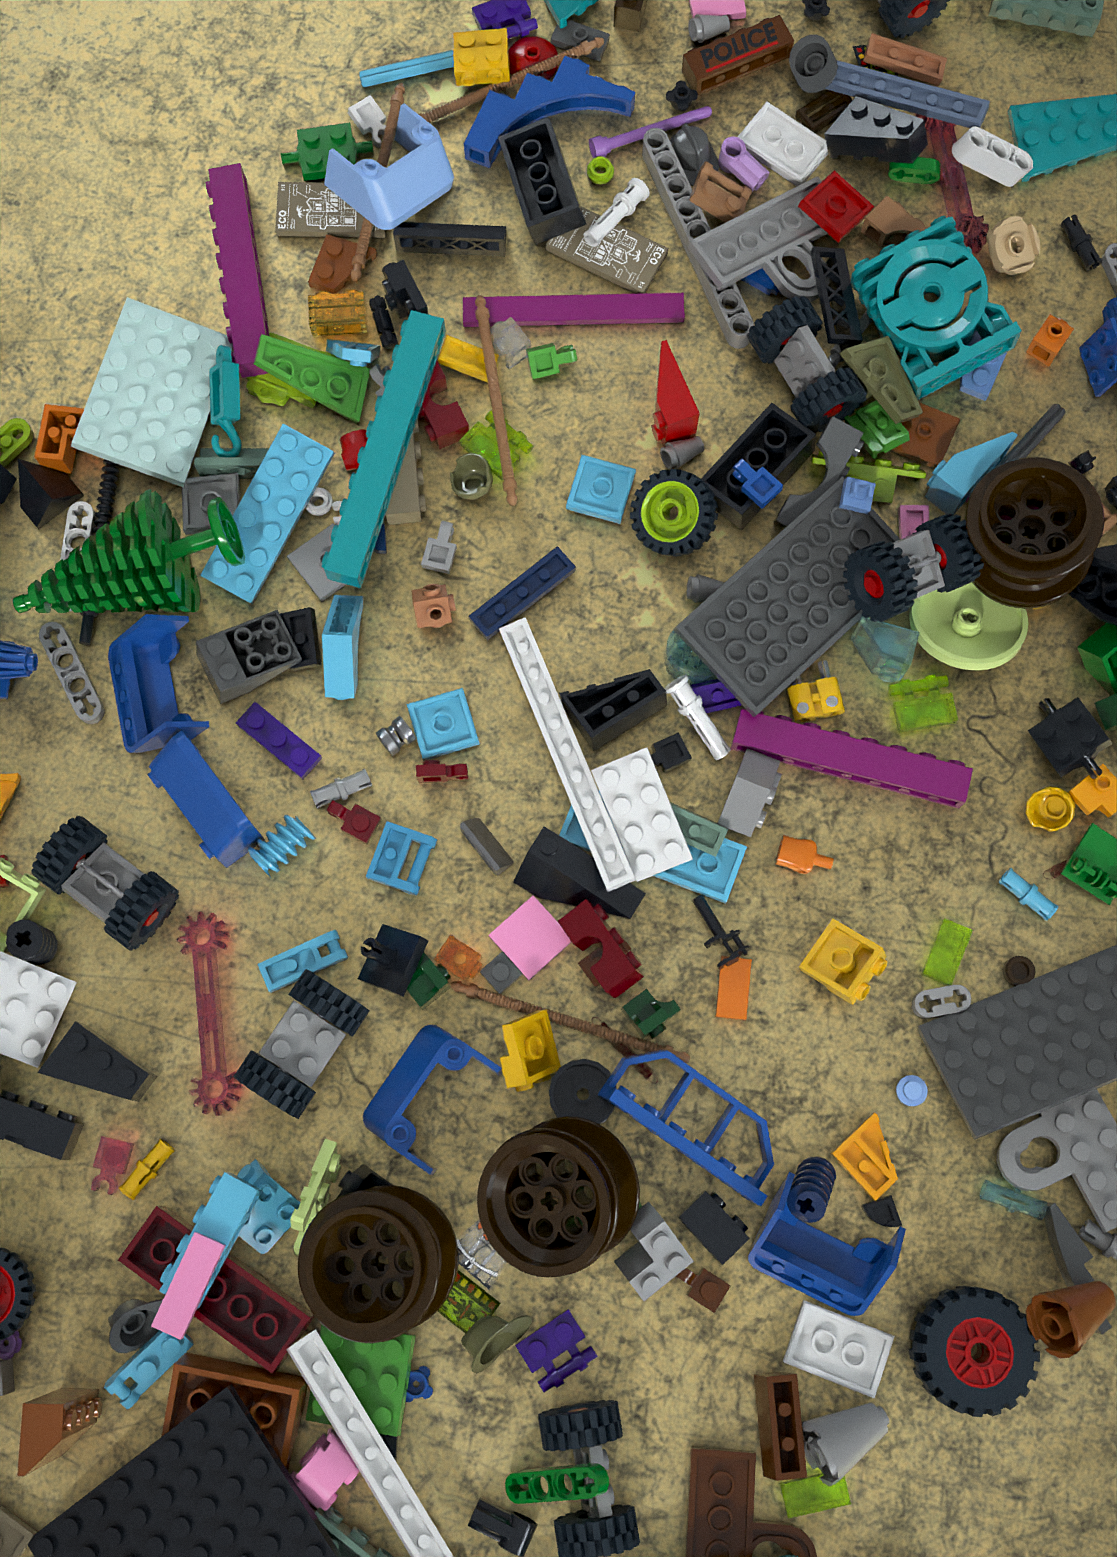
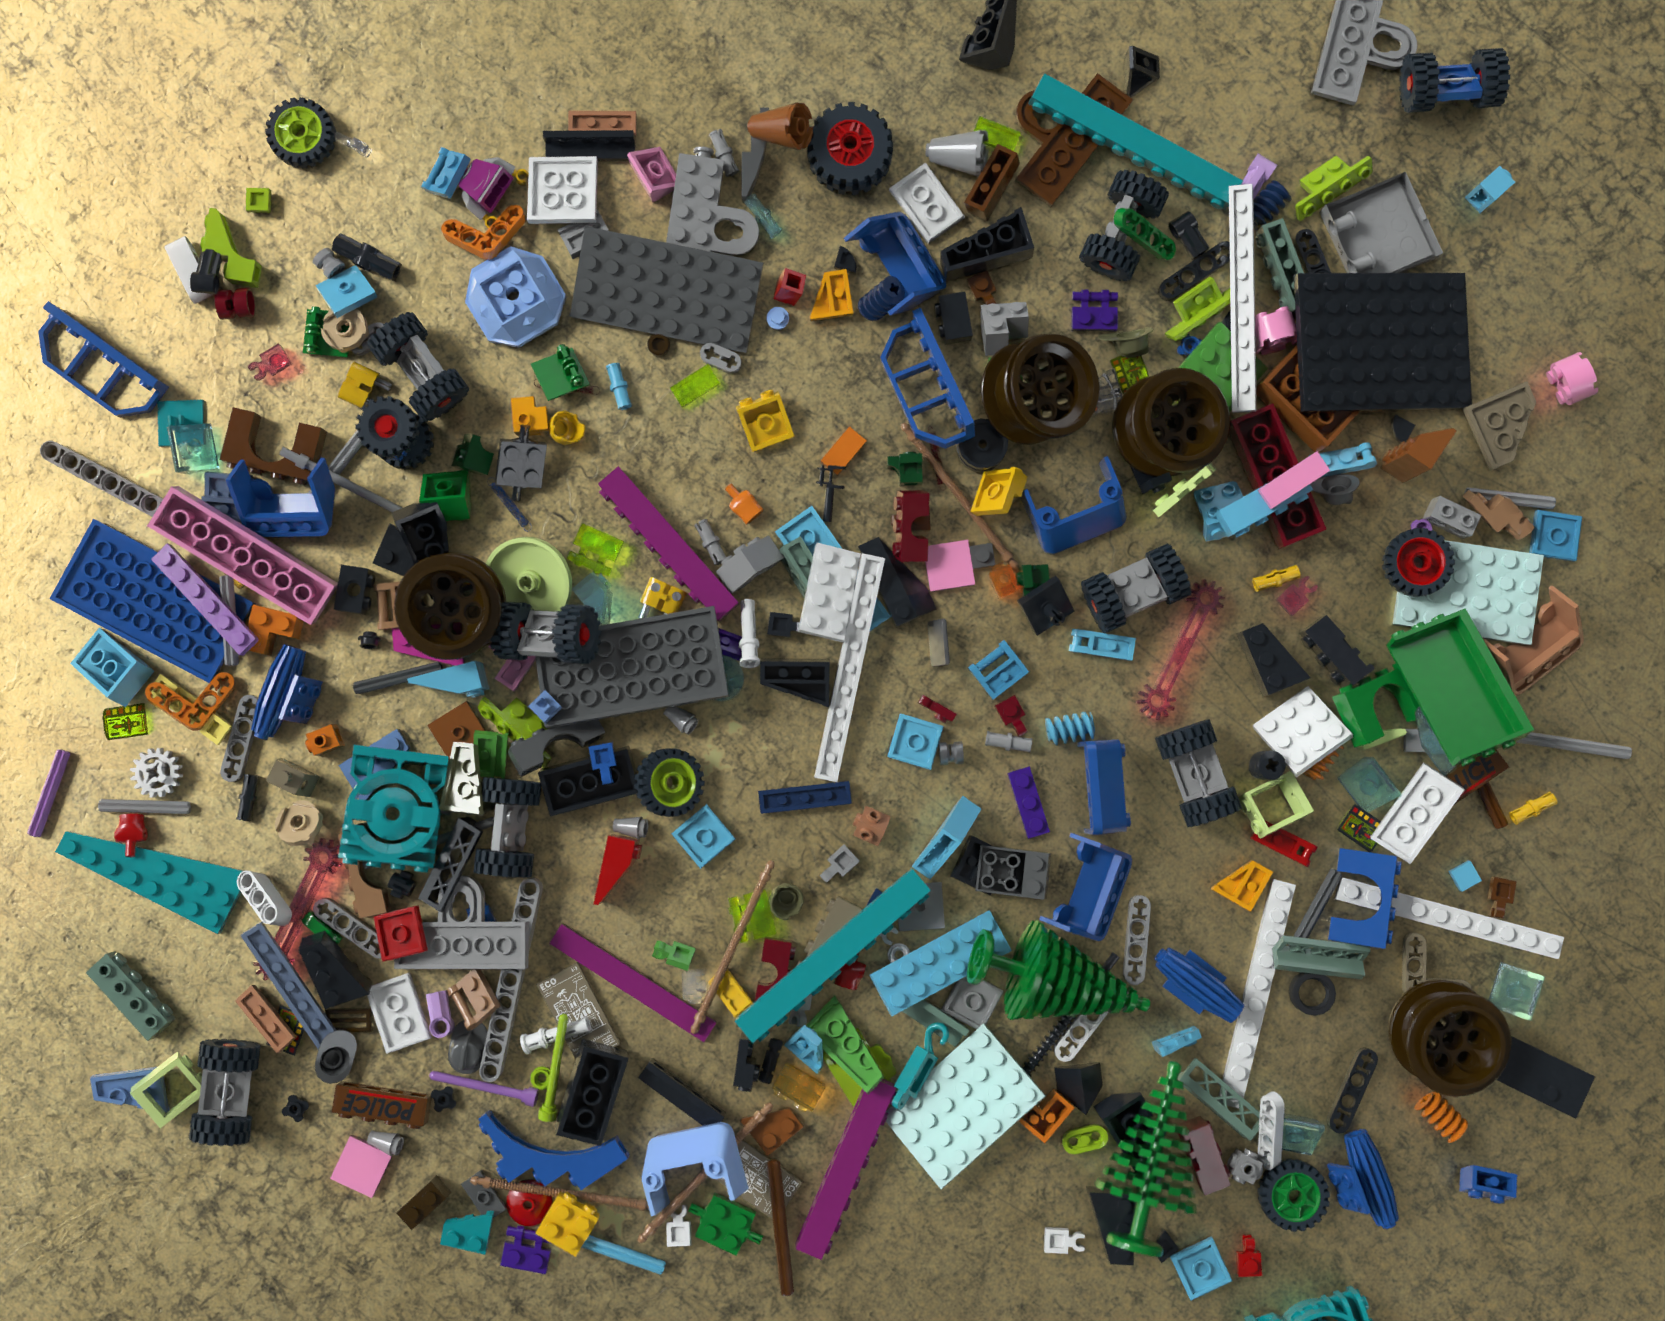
camera: 150 degrees left, 10 degrees up
(98, 1454) = (1401, 428): none -> black tile
(270, 177) = (780, 1227): none -> reddish brown axle
(436, 1438) = (1197, 307): none -> lime bracket
(465, 1486) = (1197, 272): none -> black beam
(573, 145) = (548, 1110): none -> lime piece
(729, 1340) = (989, 248): none -> black wedge
(807, 791) = (710, 541): none -> light grey pin
(868, 248) = (402, 884): none -> black gear
(885, 186) = (354, 924): none -> light grey beam
(924, 1133) = (789, 287): none -> red brick
(1039, 692) = (505, 504): none -> blue piece
(1054, 282) = (291, 777): none -> dark tan torso

